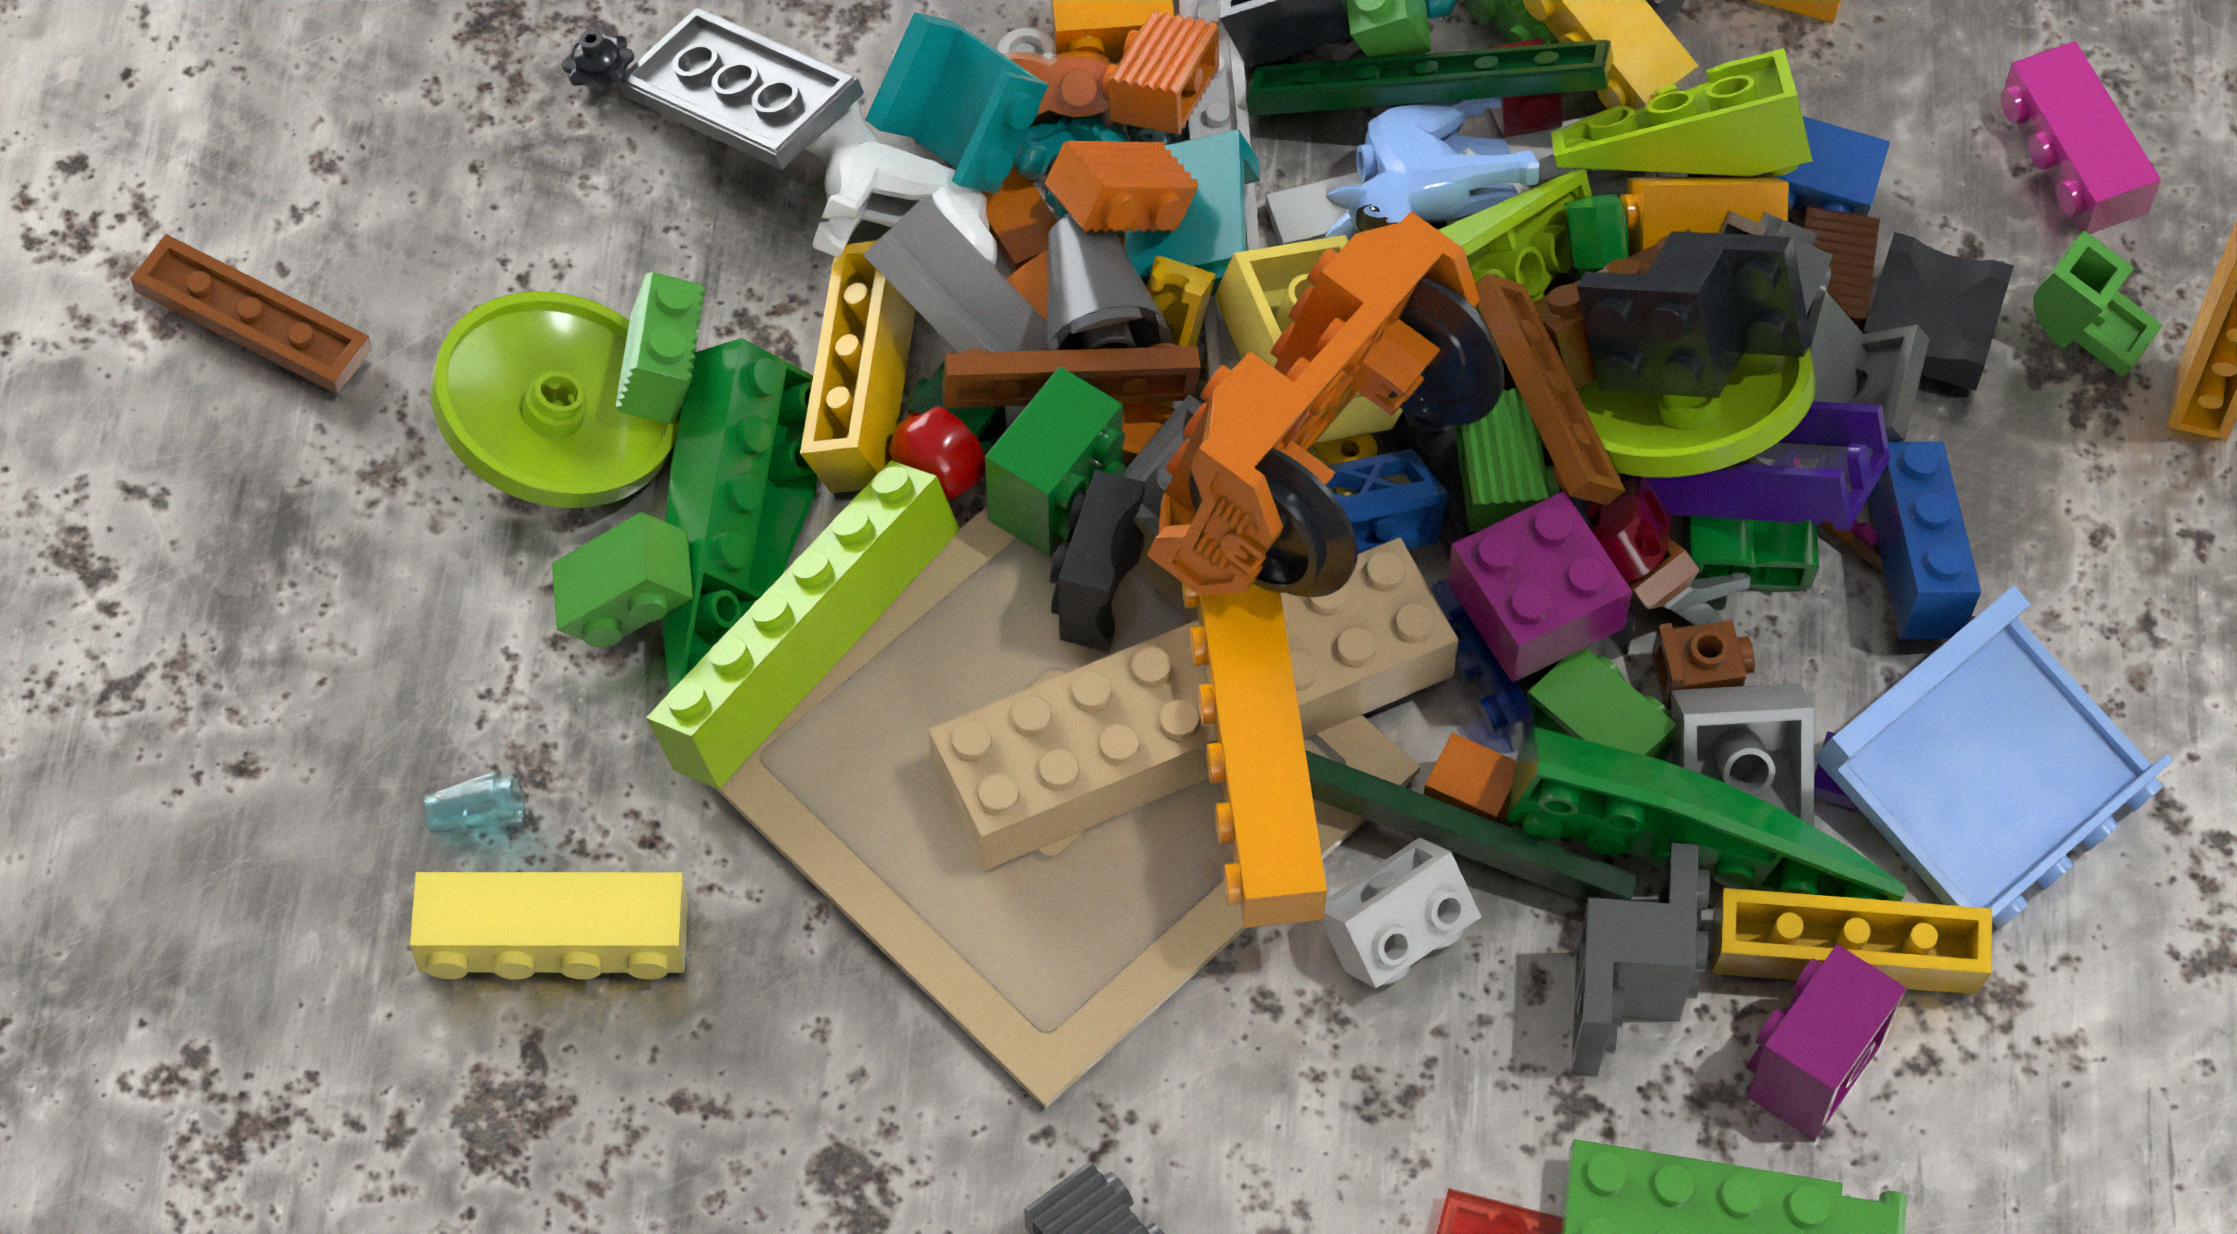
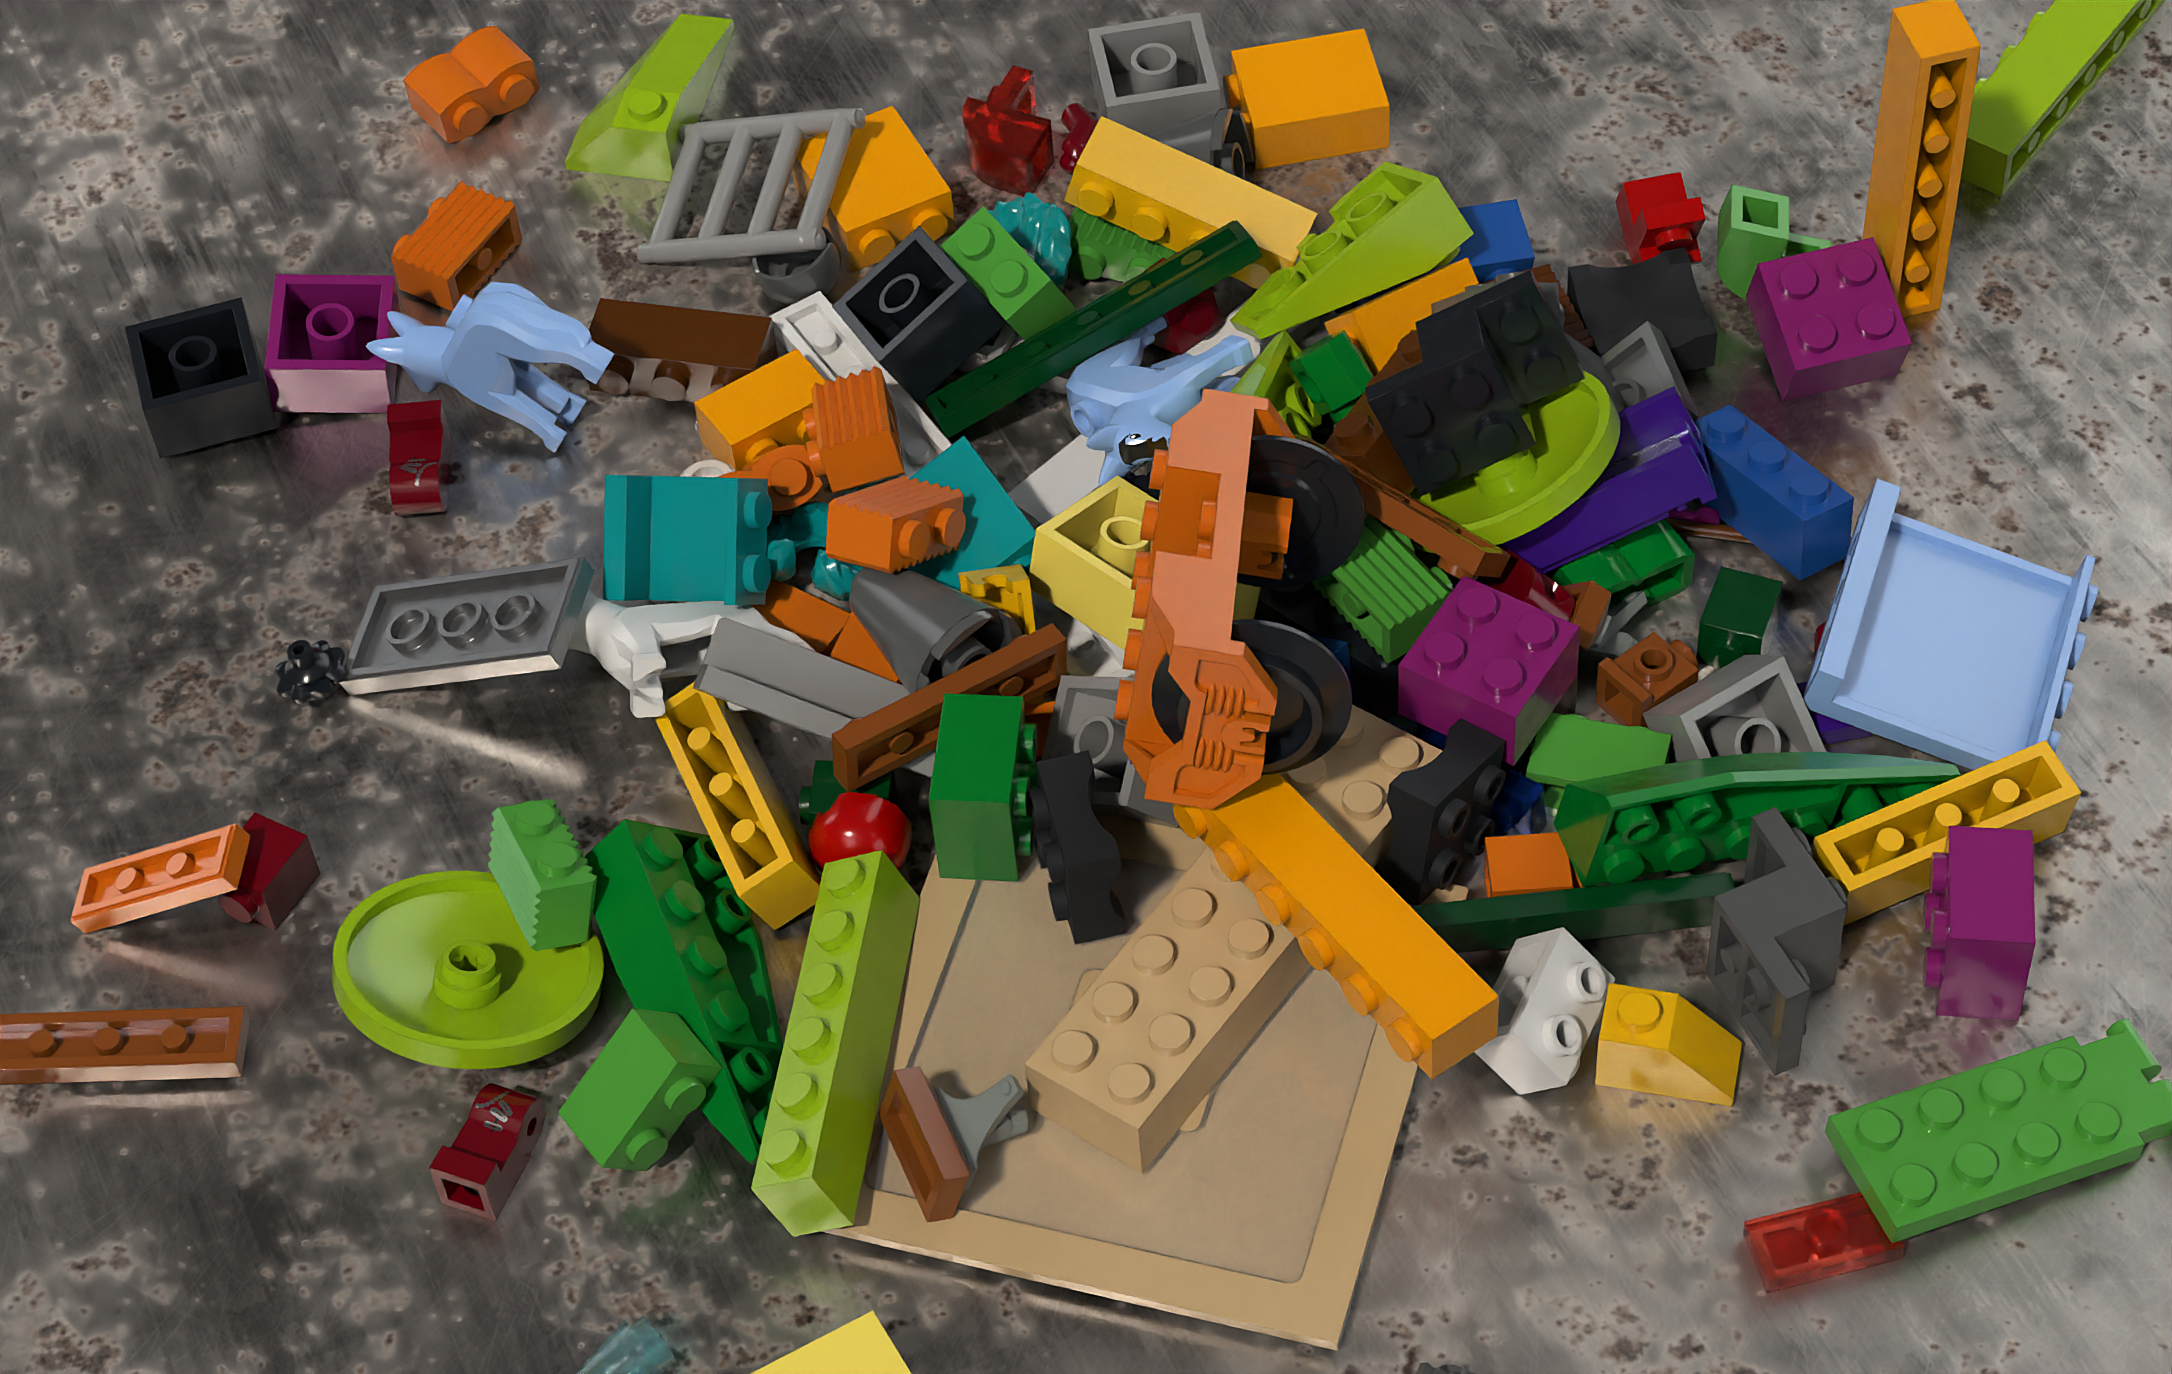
camera: 25 degrees left, 10 degrees down
(366, 189) = (160, 878): none -> orange tile
(454, 224) = (274, 873): none -> dark red brick
(486, 565) = (489, 1151): none -> dark red leg
(840, 752) = (942, 1135): none -> dark orange piece
(1423, 692) = (1443, 812): none -> black brick
(1485, 1000) = (1665, 1047): none -> yellow slope
(1819, 648) = (1738, 617): none -> dark green brick
(2016, 225) = (1659, 217): none -> red brick
(2079, 138) = (1659, 132): dark pink brick -> none
(2098, 402) = (1828, 319): none -> magenta brick

